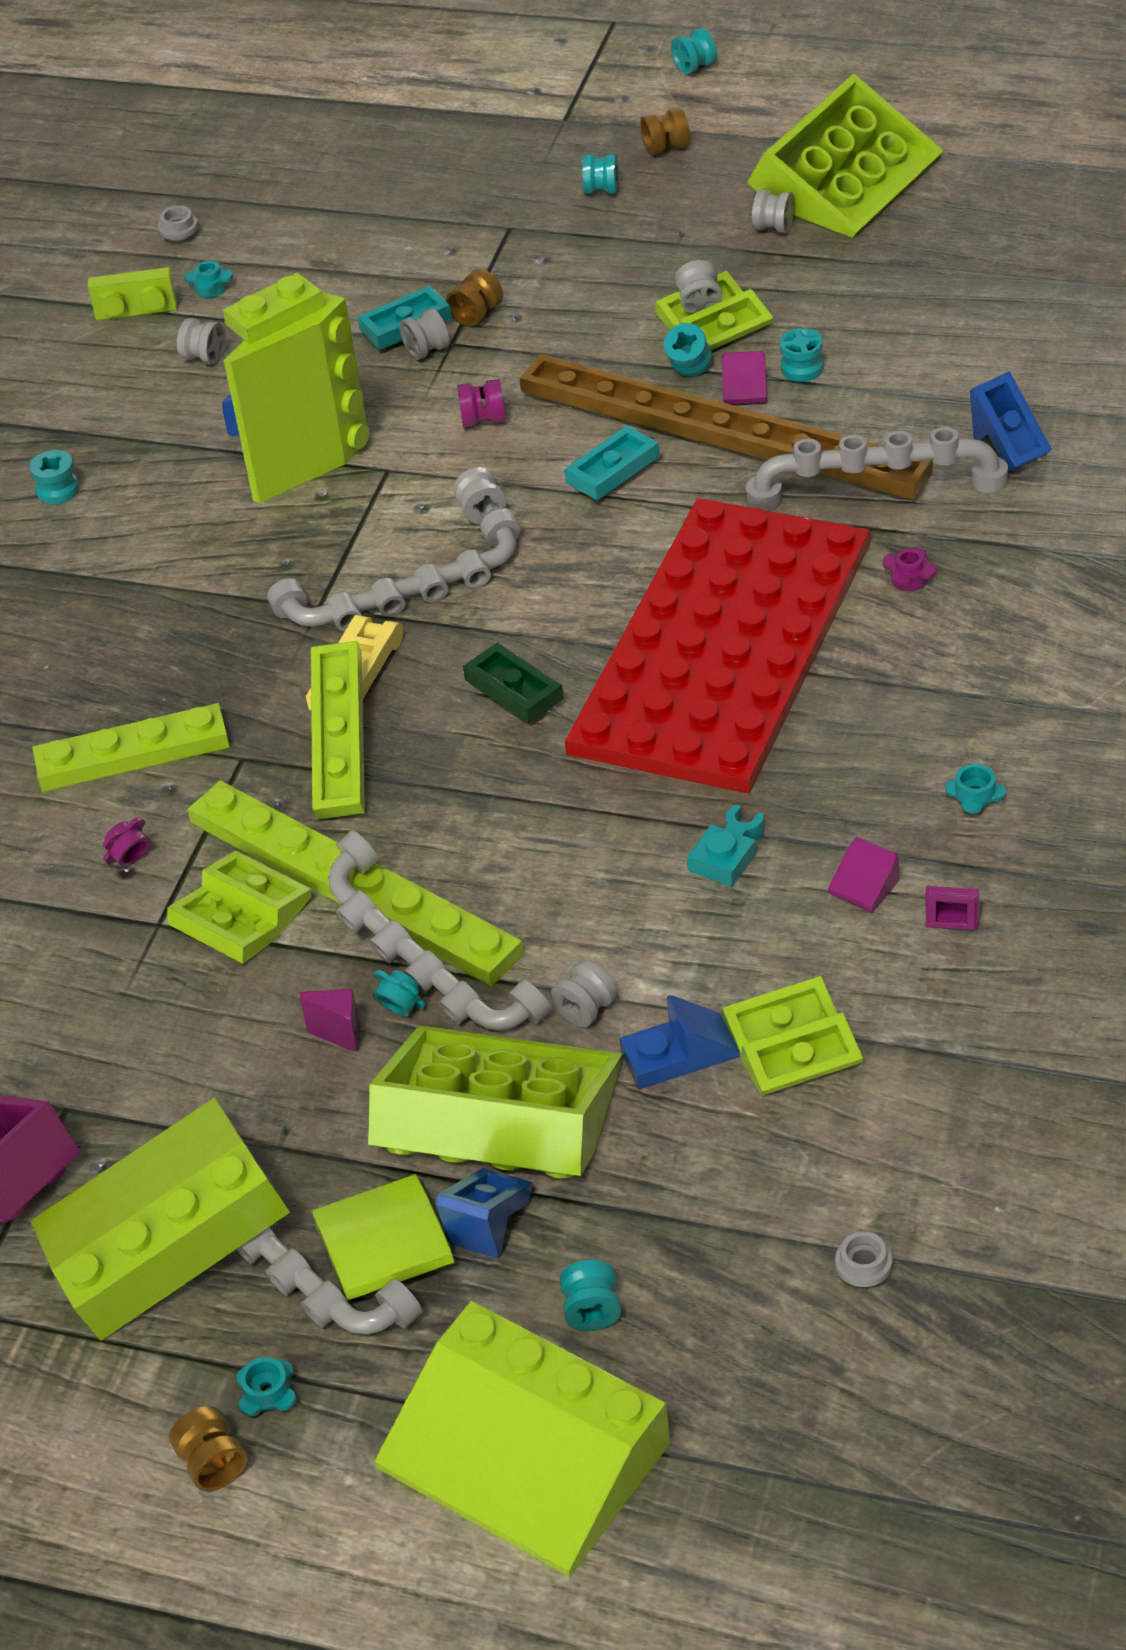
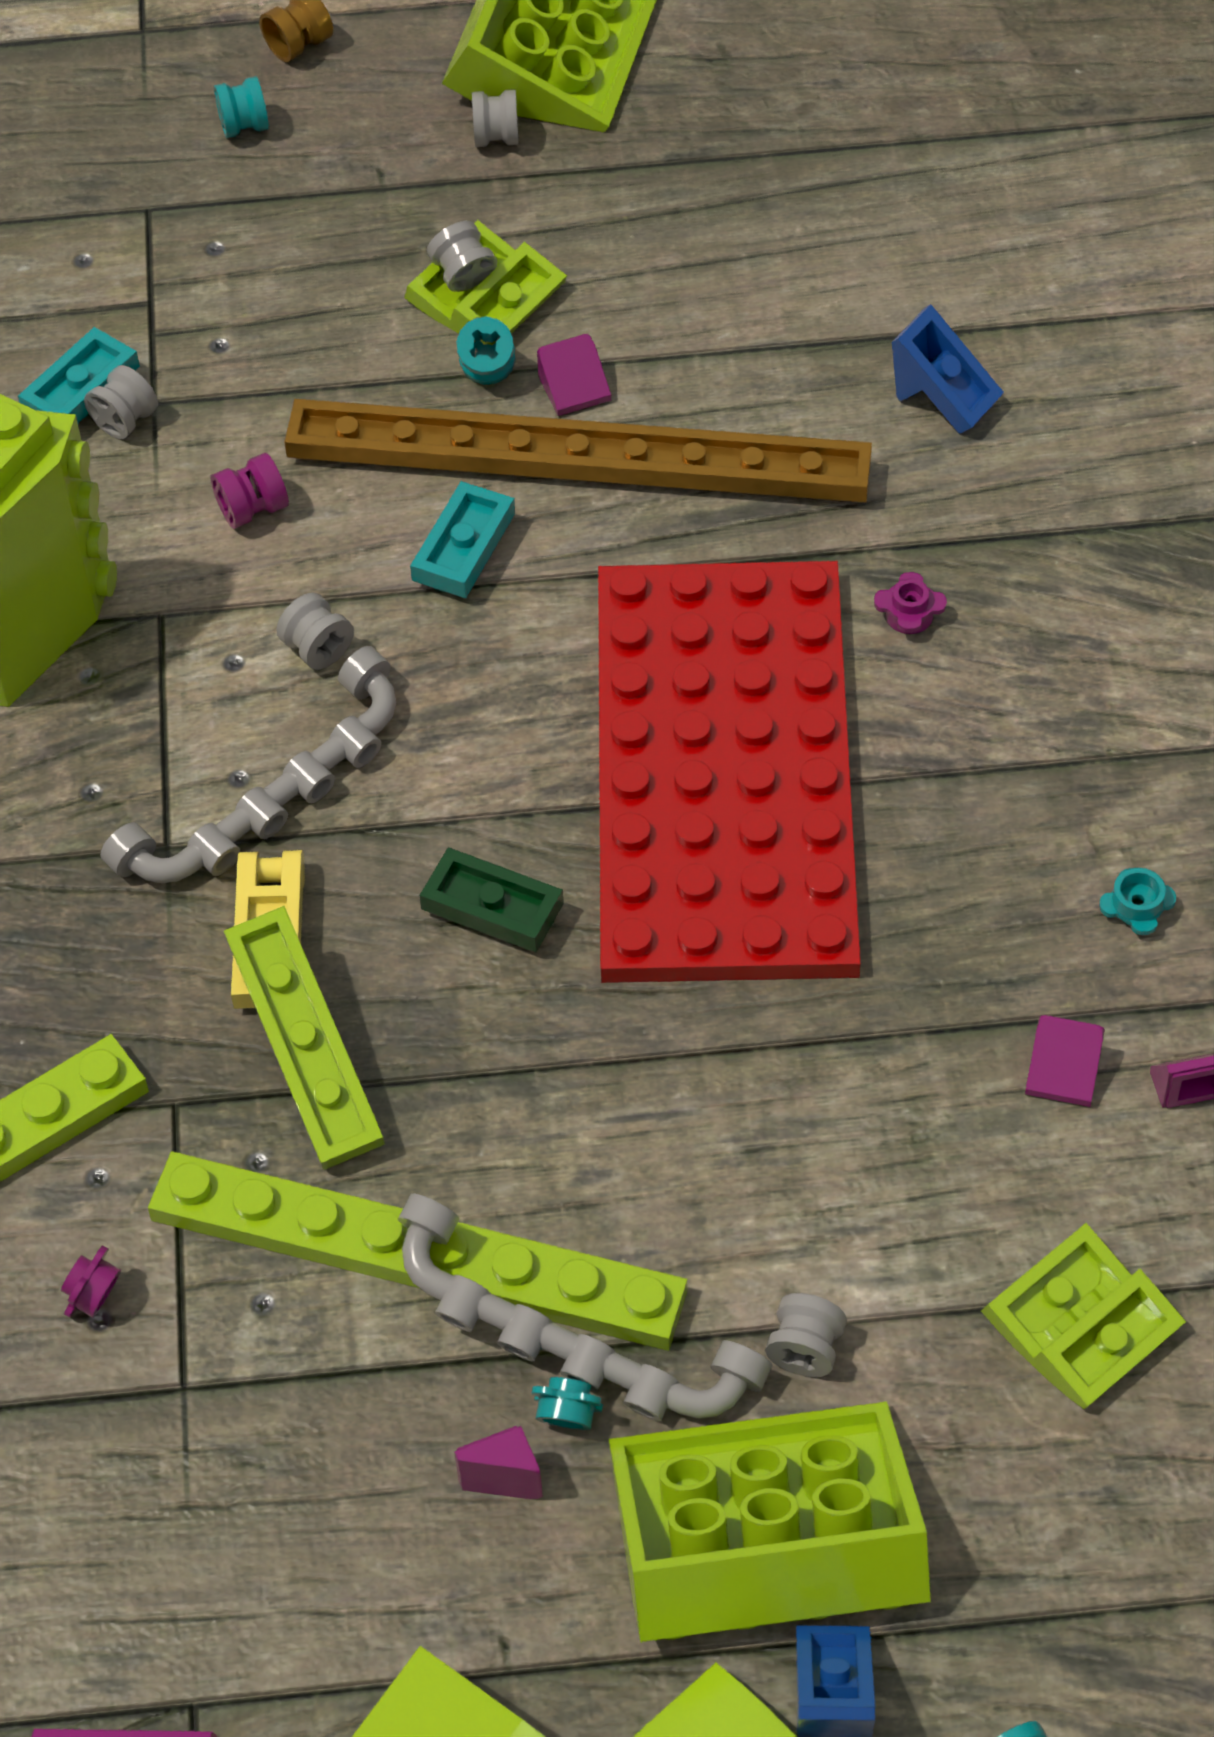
camera: 25 degrees left, 10 degrees up
(239, 906) = (285, 1333): lime slope -> none
(479, 293) = (162, 330): pearl gold wheel -> none
(685, 1044) = (951, 1372): blue slope -> none
(727, 851) = (874, 1067): teal plate -> none
(801, 354) = (630, 323): teal wheel -> none
(988, 471) = (939, 446): light grey bar -> none

